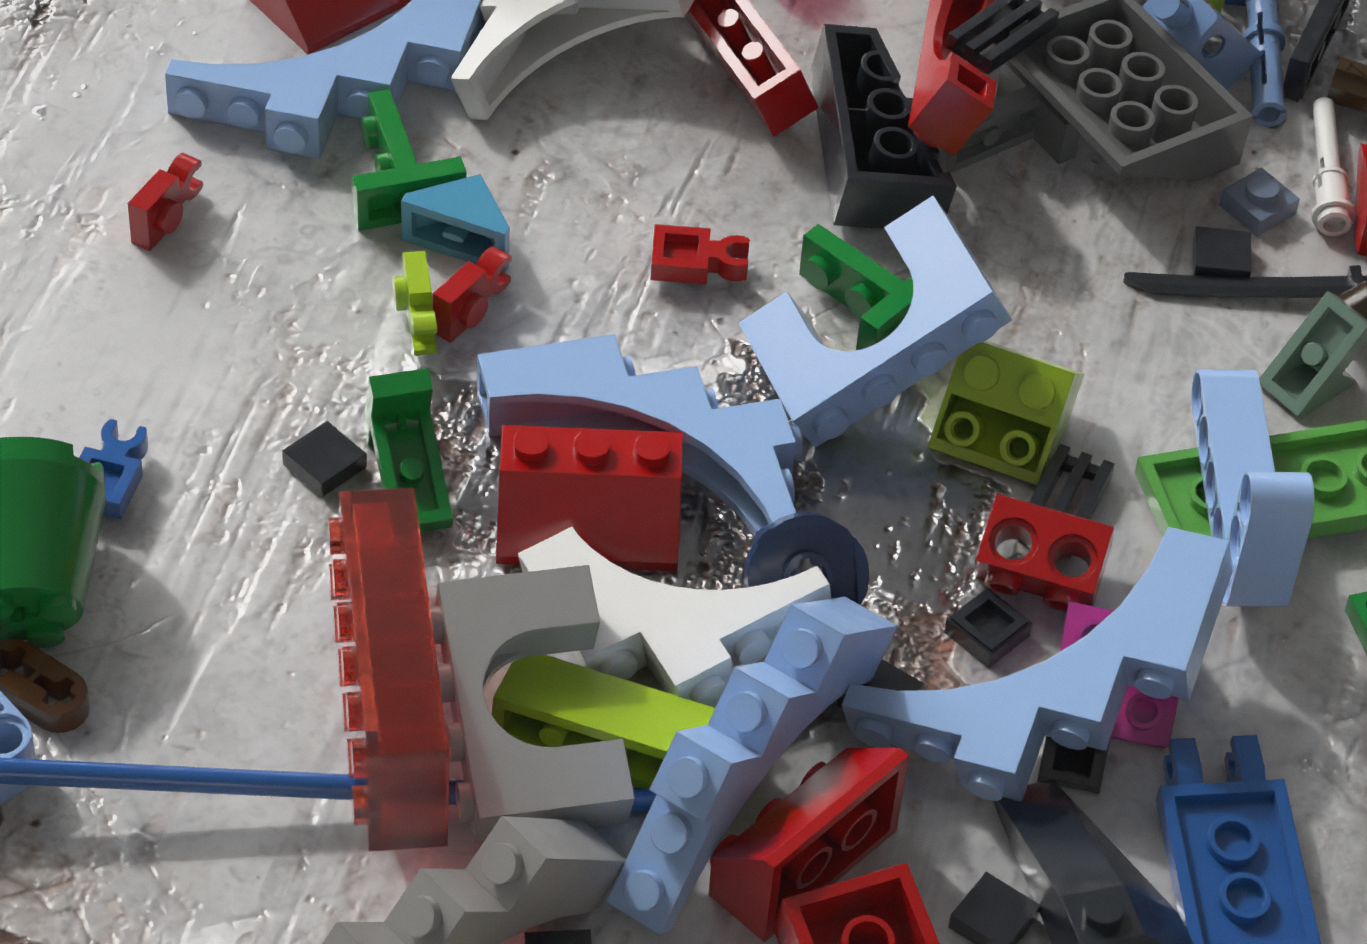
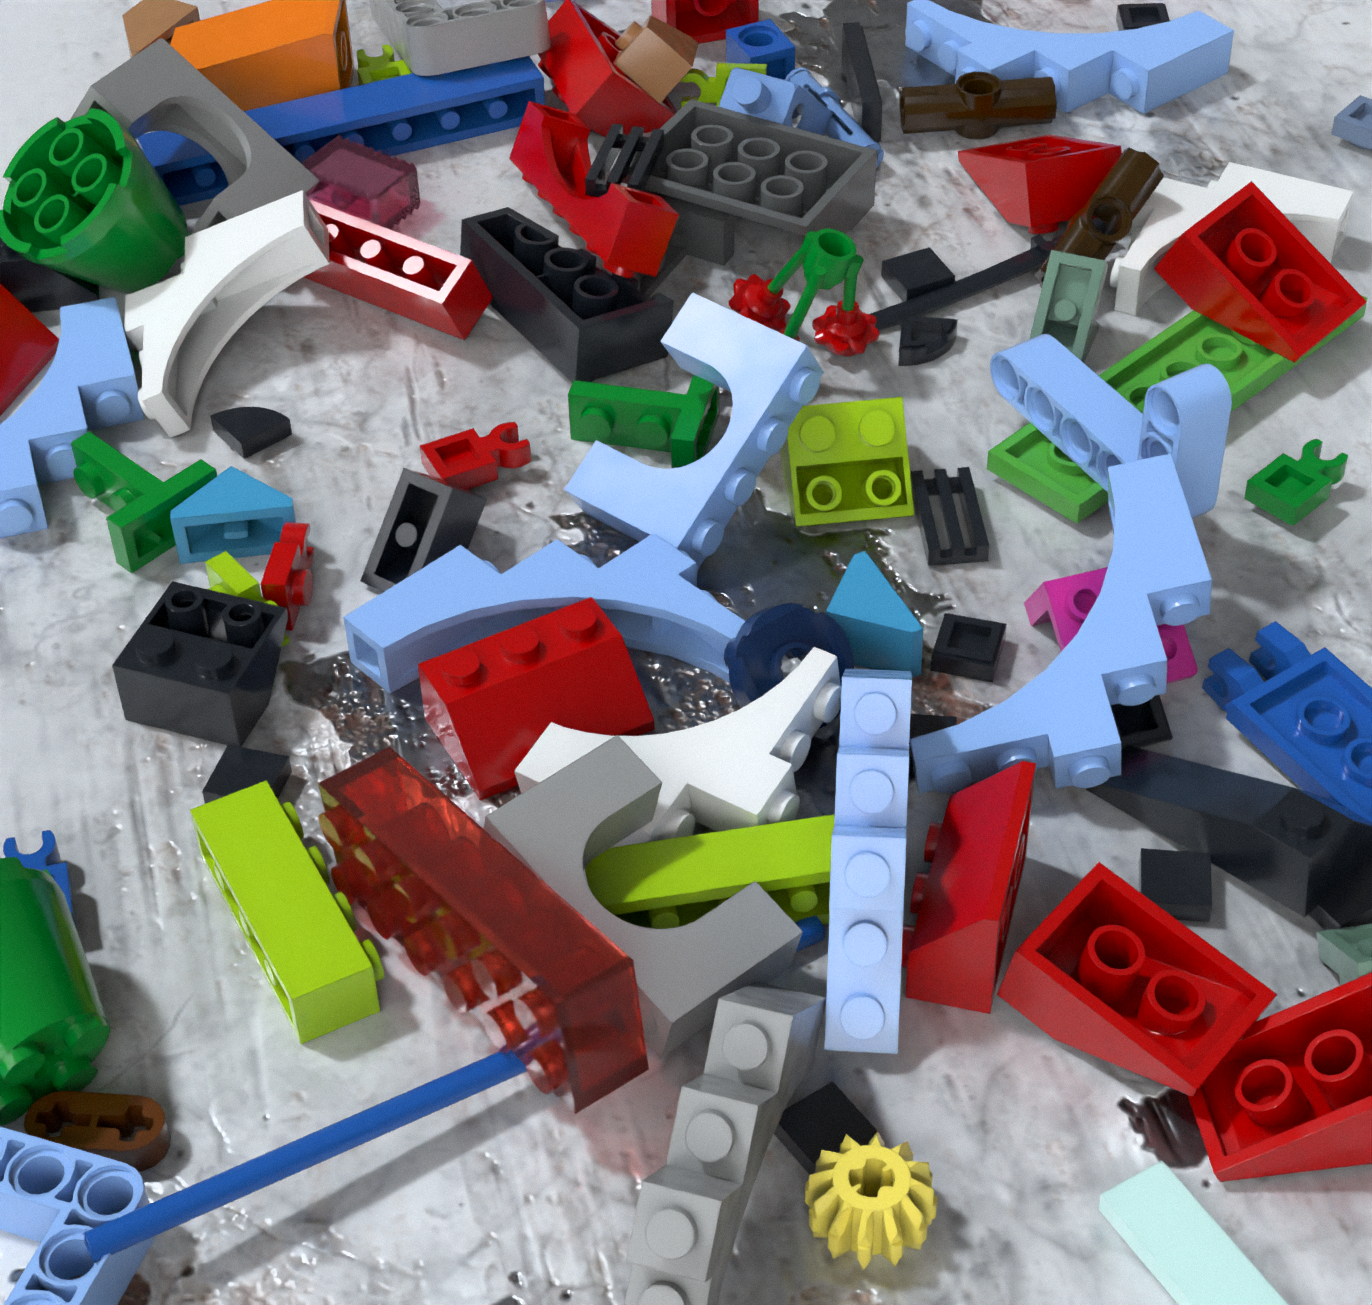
camera: 25 degrees left, 5 degrees down
(276, 581) = (287, 912): none -> lime brick
(343, 335) = (202, 664): none -> black slope
(406, 442) = (317, 714): green bracket -> none
(535, 141) = (250, 428): none -> black tile
(605, 298) = (420, 526): none -> black slope
(908, 562) = (876, 619): none -> dark azure slope
(1050, 225) = (826, 261): none -> plant
(1050, 538) = (972, 545): red brick -> none
(1179, 321) = (925, 339): none -> black tile
(1259, 201) = (913, 224): sand blue plate -> none
(1333, 210) = (979, 206): white pin -> none

